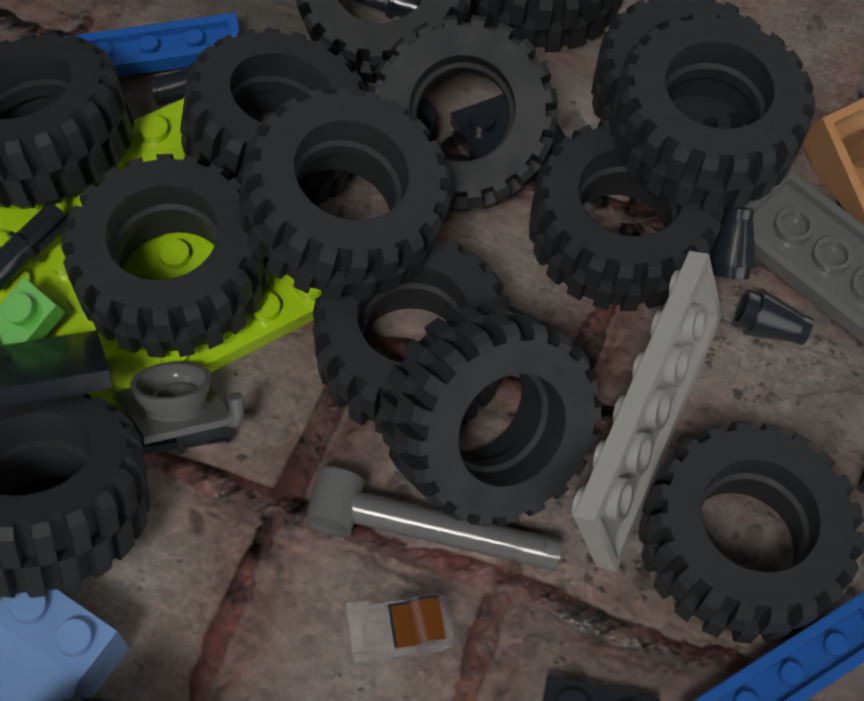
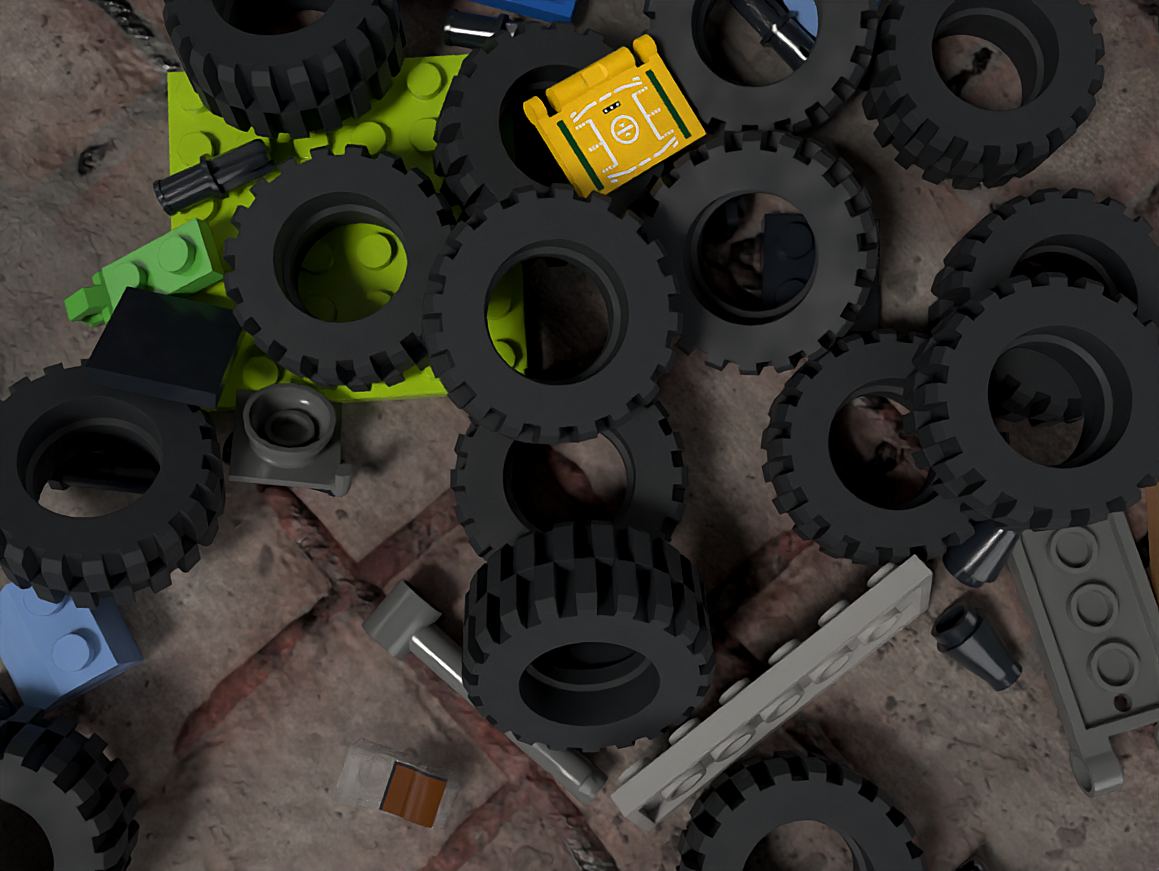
camera: 30 degrees right, 20 degrees up
(312, 60) = (615, 119): none -> yellow piece

